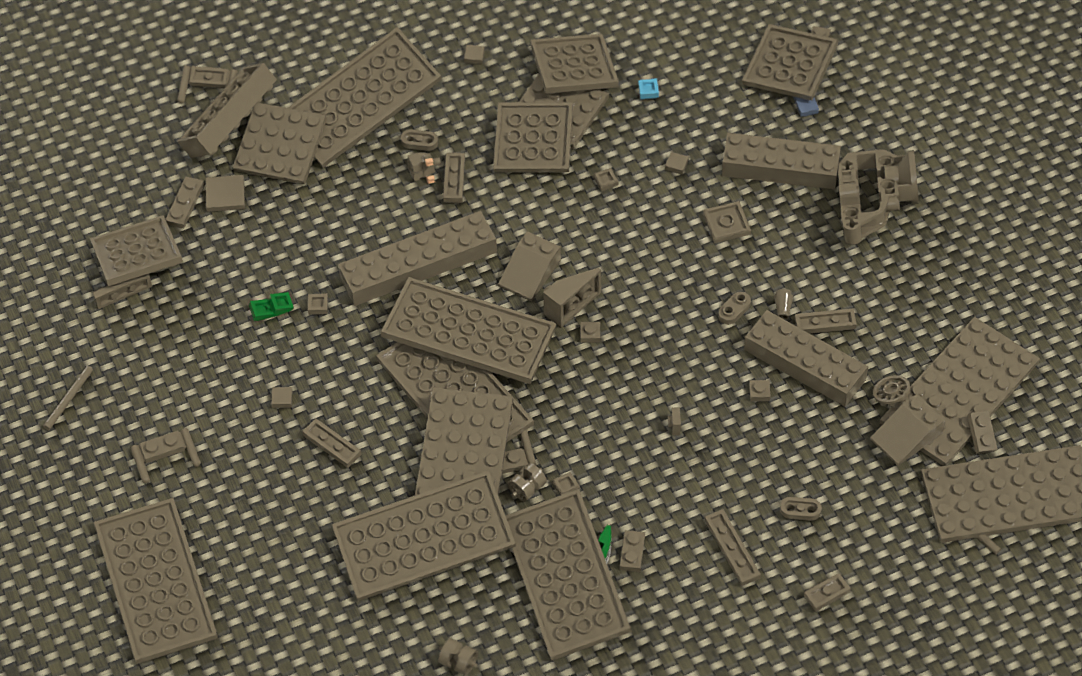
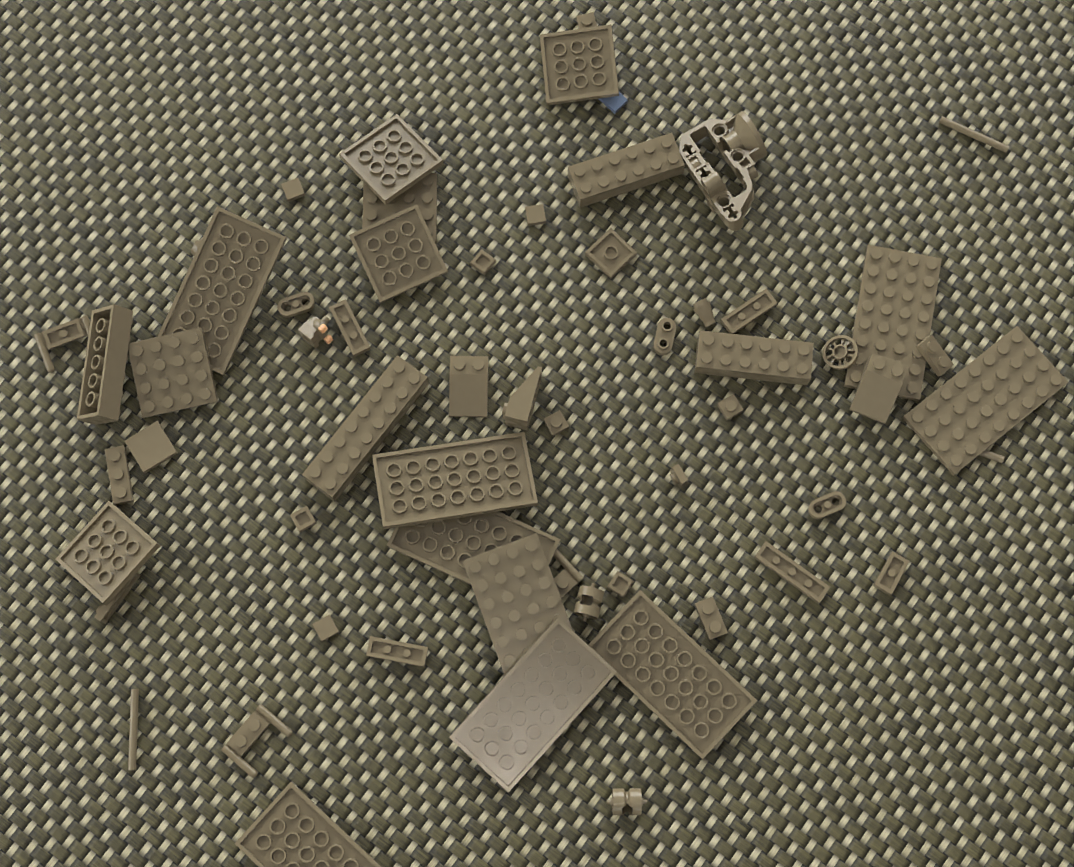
camera: 30 degrees left, 20 degrees up
(274, 306) = (262, 542): green slope -> none
(605, 542) = (687, 625): green slope -> none
(648, 88) = (469, 151): medium azure plate -> none

